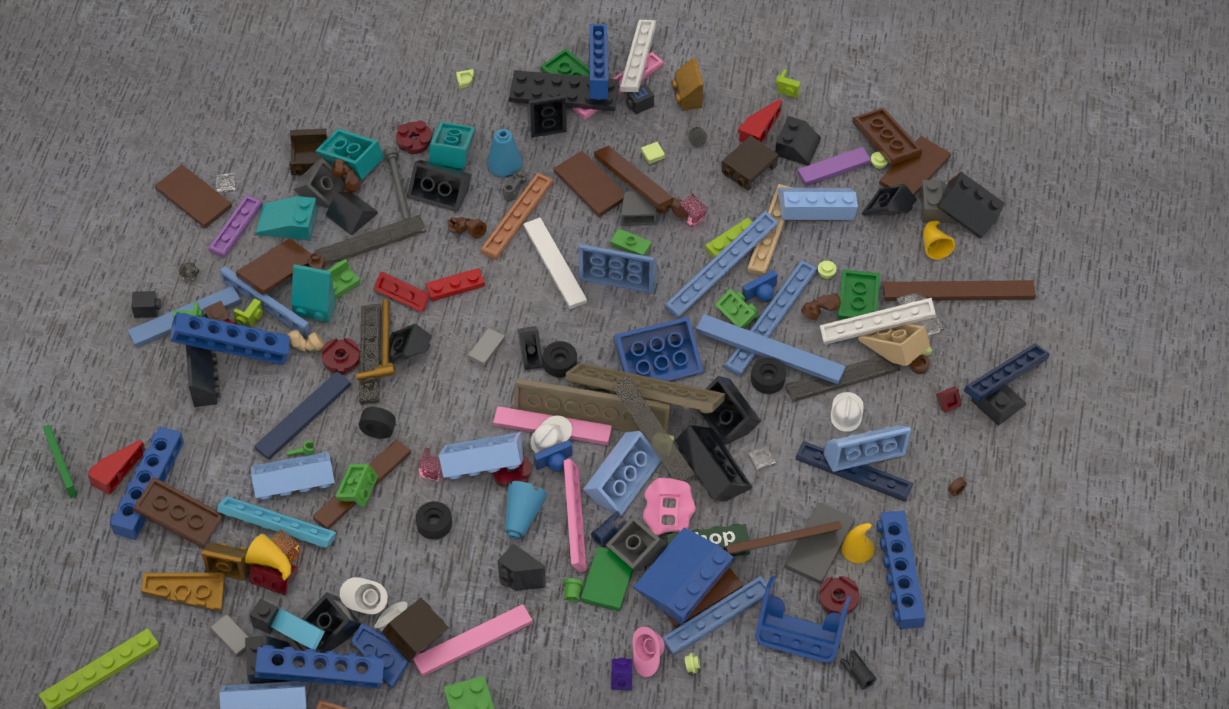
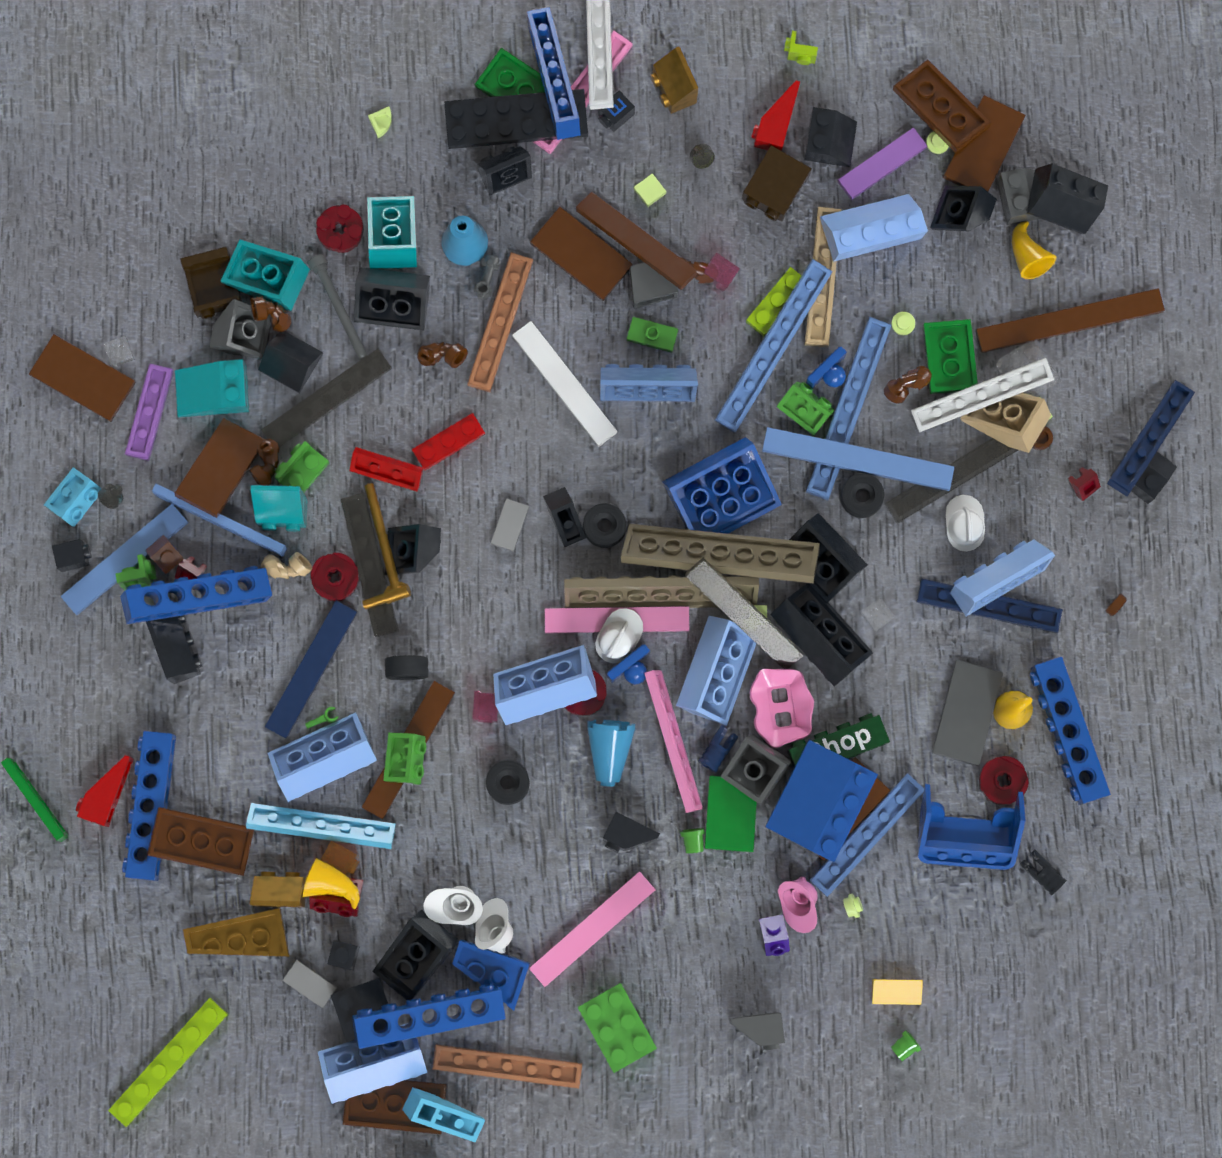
camera: 15 degrees left, 25 degrees up
(160, 268) = (73, 497): none -> medium azure bracket
(250, 316) = (210, 540): lime bracket -> none
(297, 629) = (389, 970): medium azure slope -> none
(414, 629) = (527, 940): dark brown panel -> none
(783, 538) = (926, 729): reddish brown tile -> none

